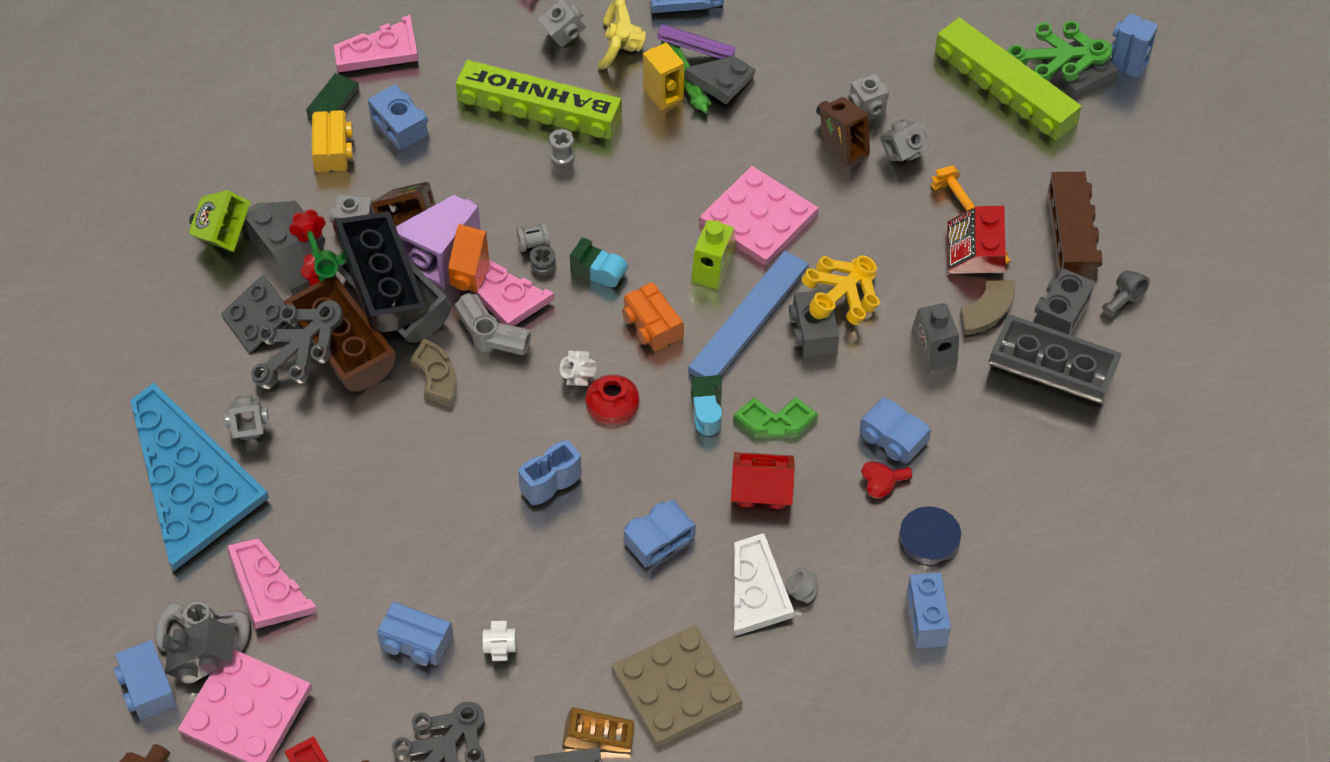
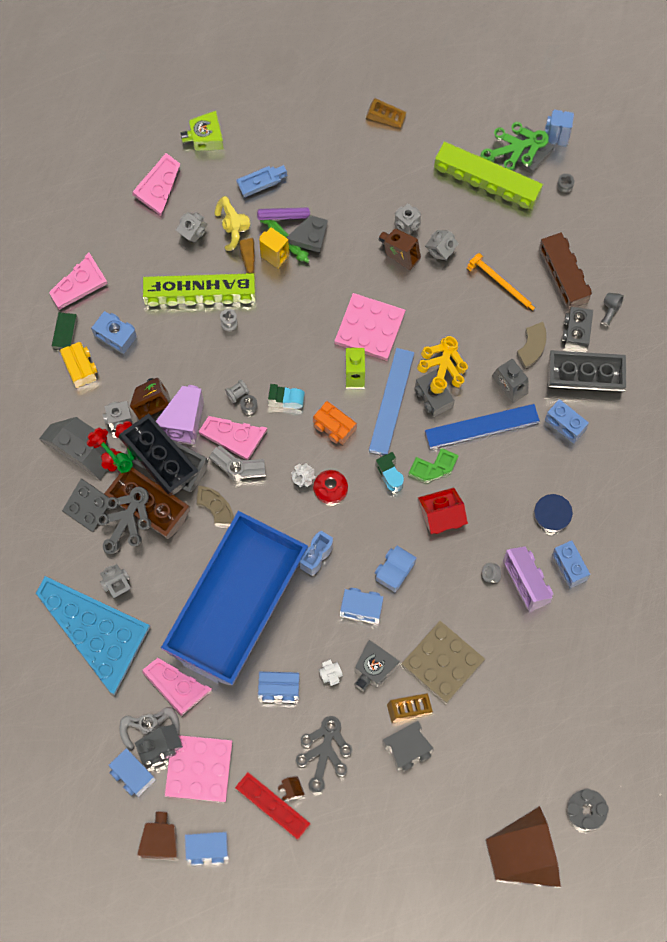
camera: 20 degrees left, 15 degrees up
(219, 219) = (35, 450): lime torso -> none
(395, 485) = (234, 599): none -> blue piece
(468, 259) = (209, 427): orange slope -> none
(569, 654) = (374, 666): none -> dark grey torso
(586, 566) = (361, 605): none -> medium blue brick
(626, 76) = (247, 251): none -> pearl gold slope
(759, 590) = (466, 582): white wing -> none
(853, 607) = (527, 578): none -> lavender slope
(869, 388) = (482, 426): none -> blue tile
(882, 479) = (512, 485): red rock -> none
(894, 430) = (508, 451): medium blue brick -> none
(977, 241) = (512, 303): red slope -> none
(998, 416) = (566, 421): none -> medium blue brick
(1118, 125) = (568, 187): none -> dark grey bush

